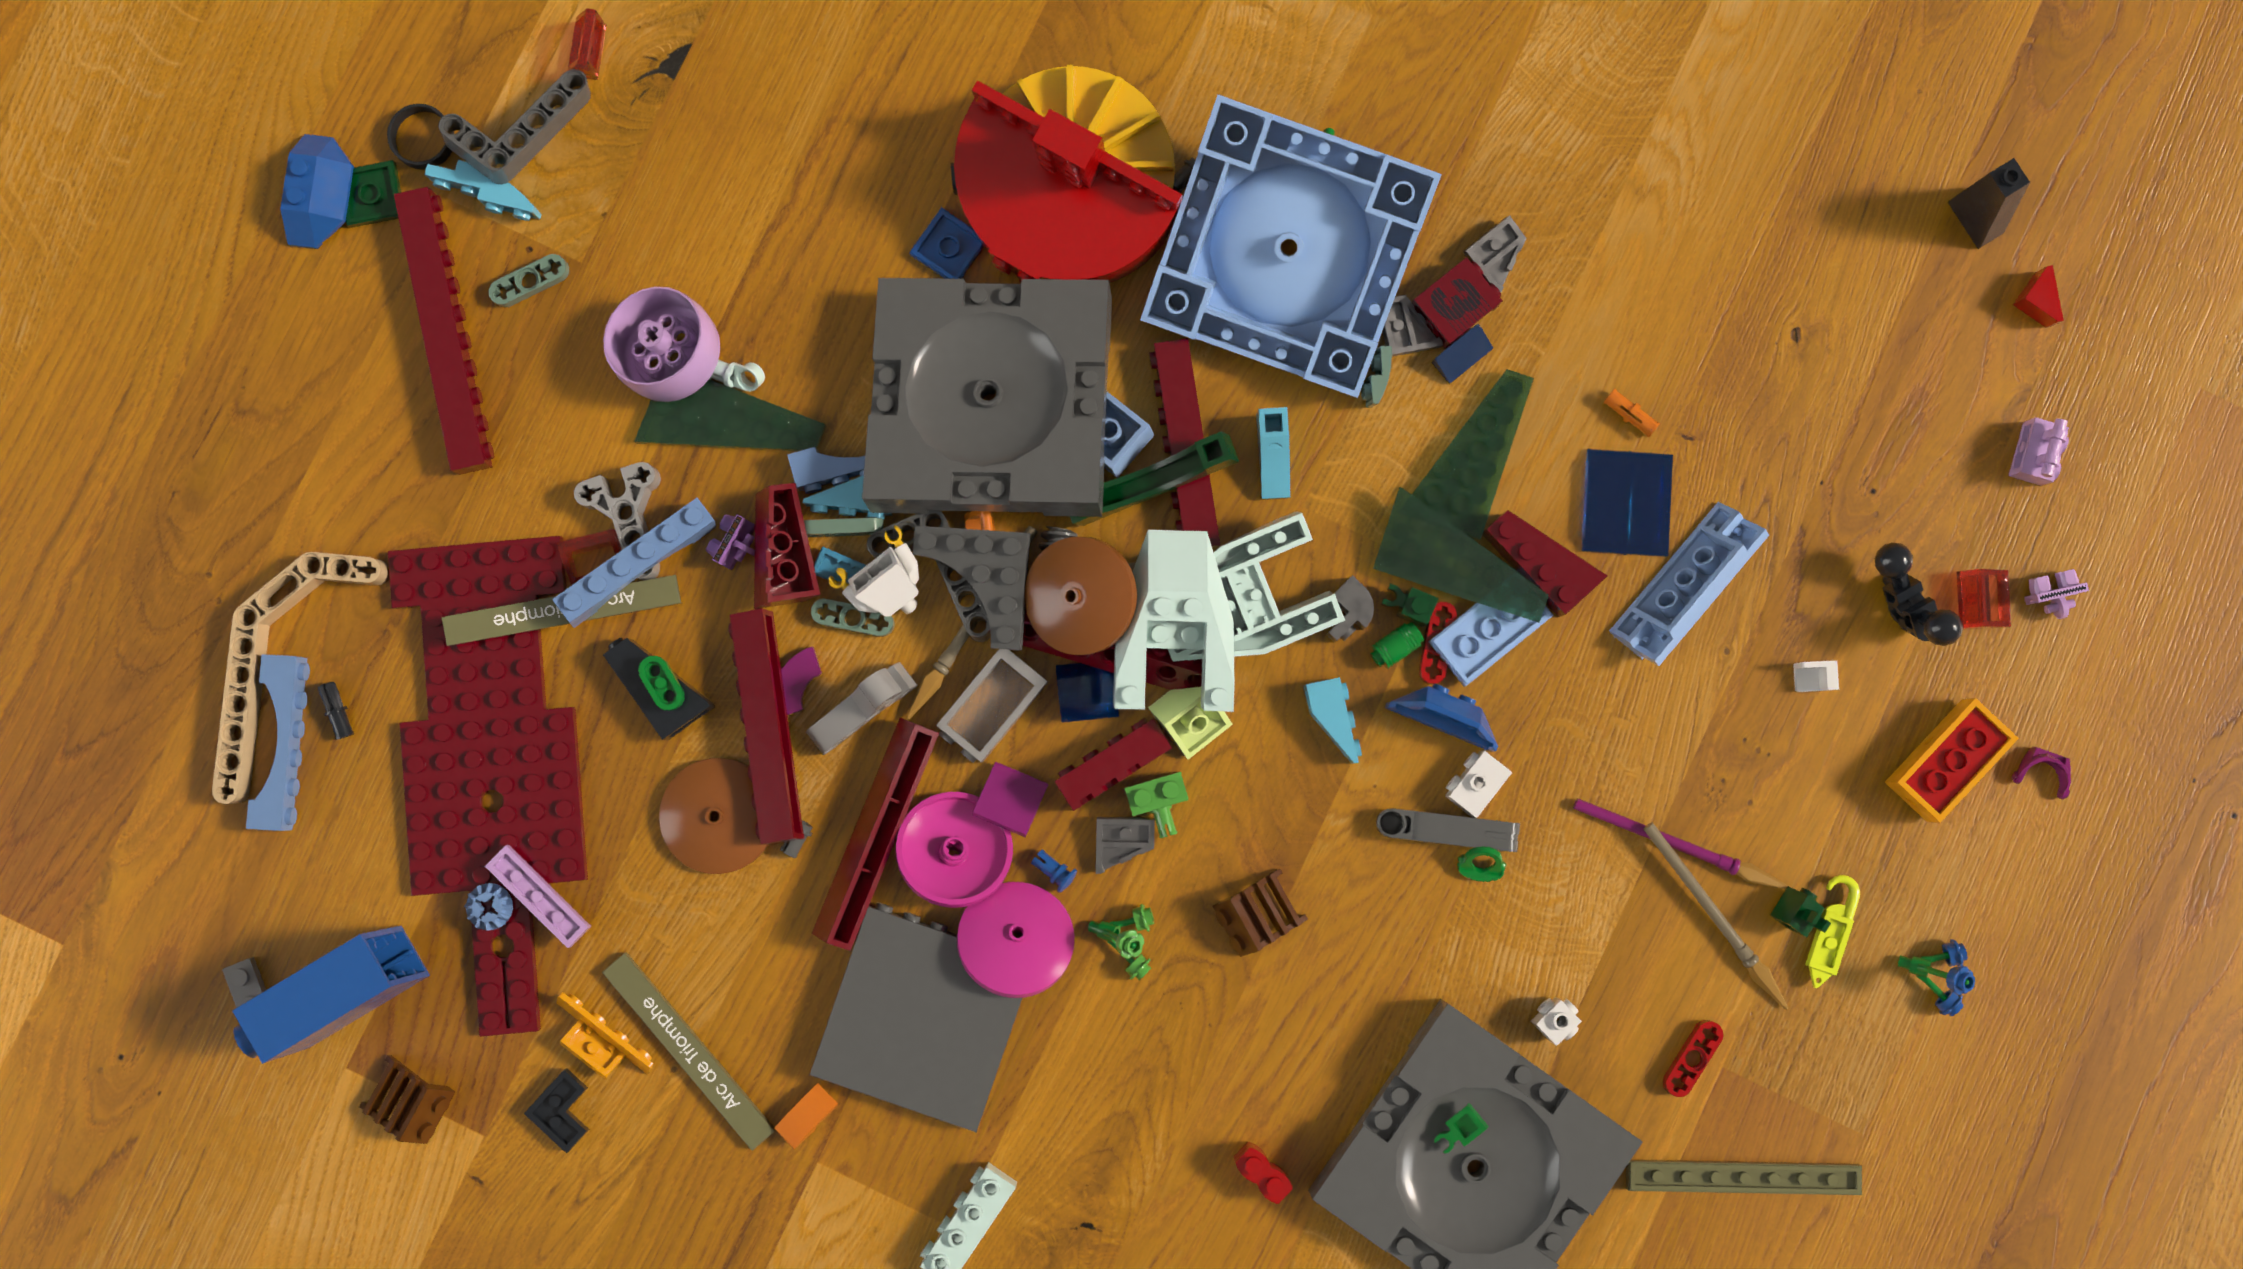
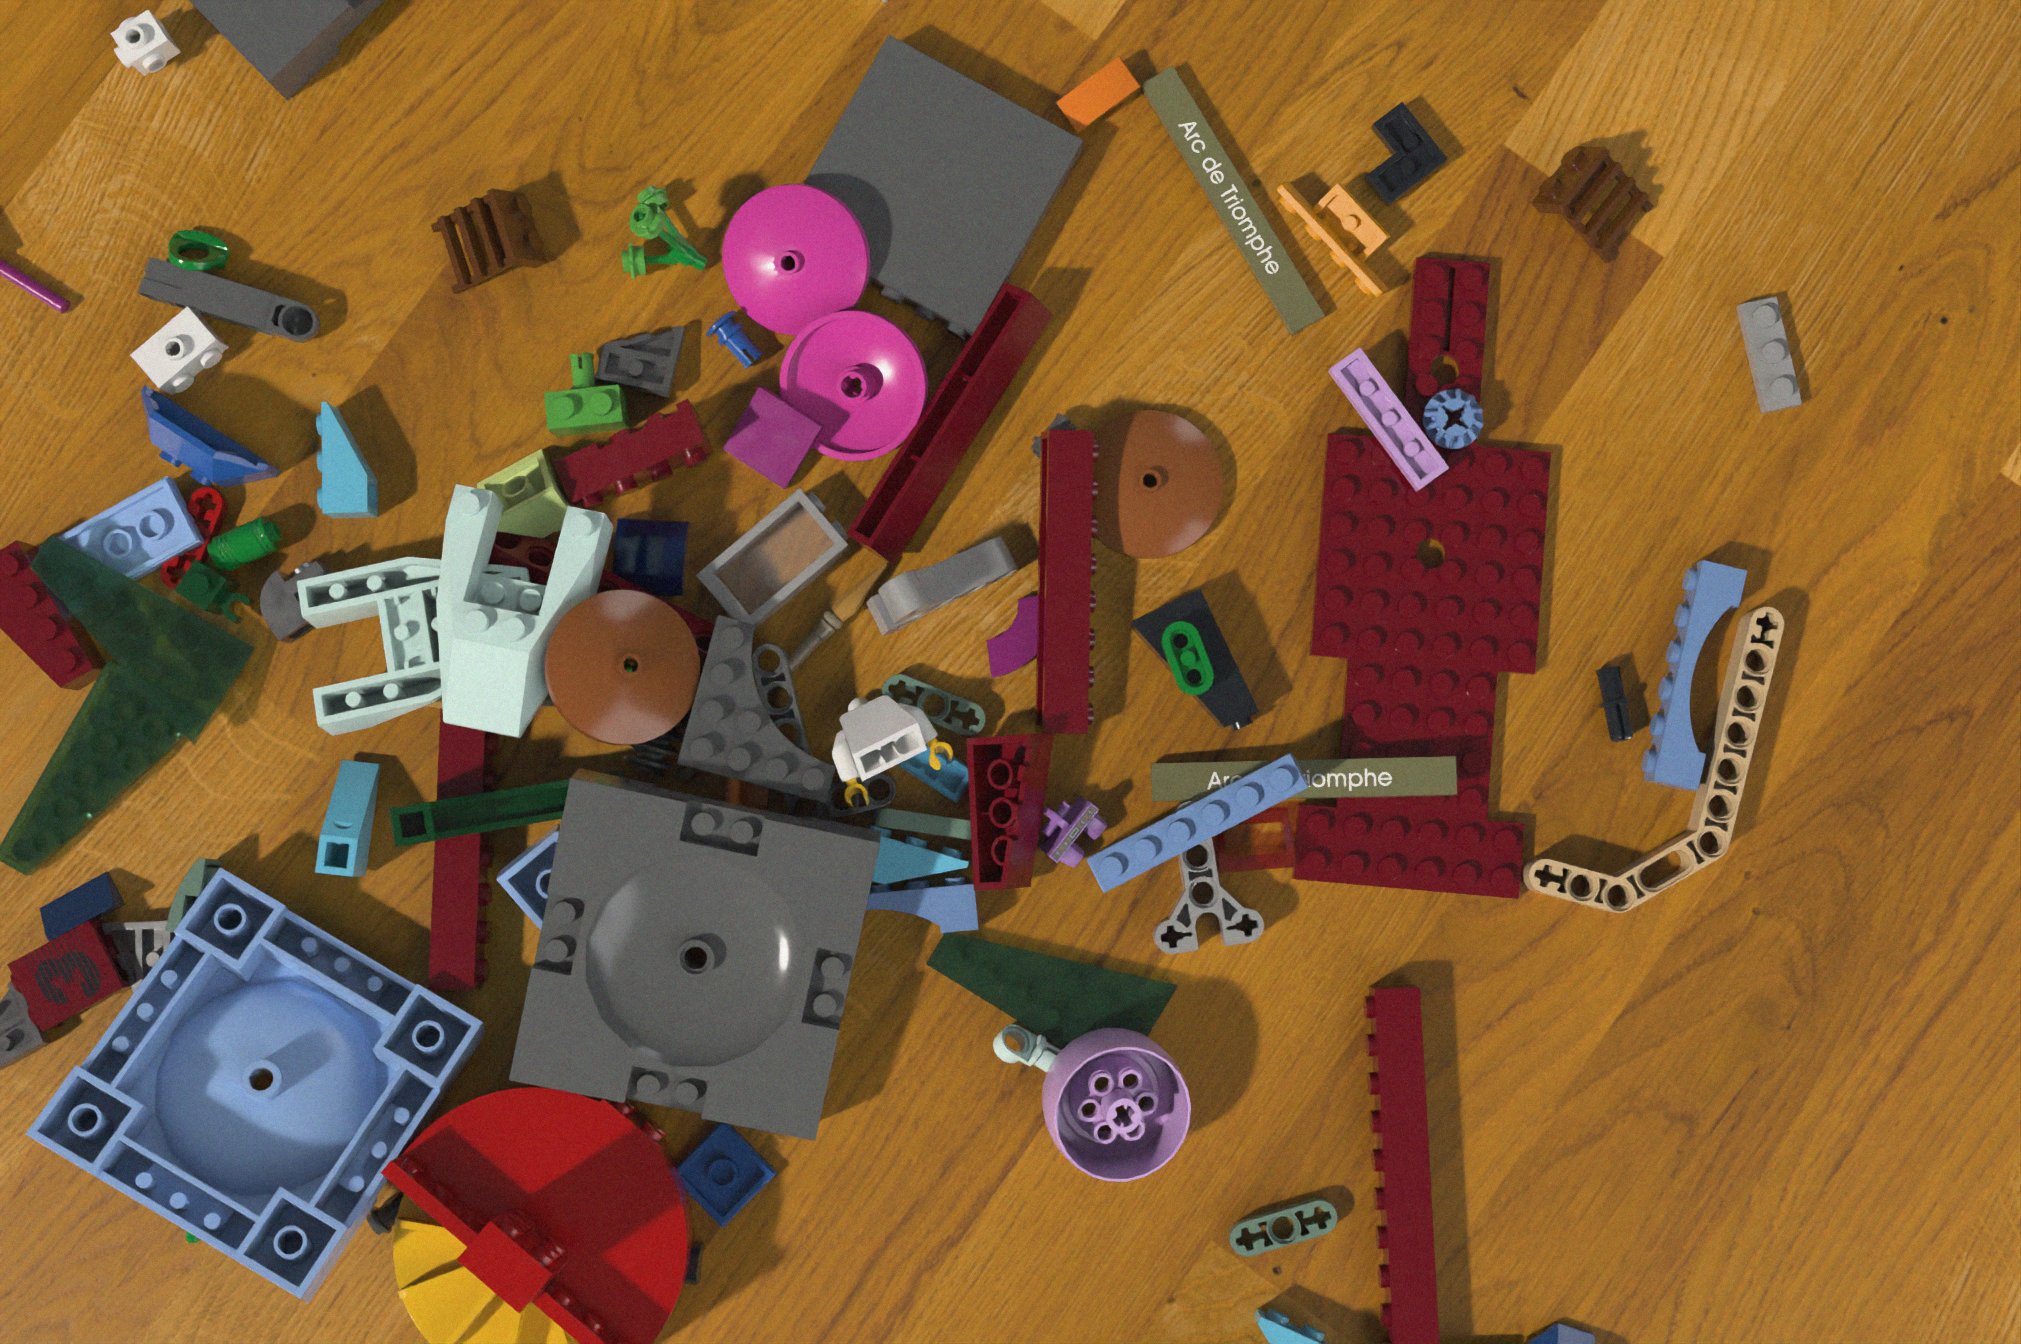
camera: 165 degrees left, 0 degrees up
(328, 994) = (1665, 335): blue brick -> none

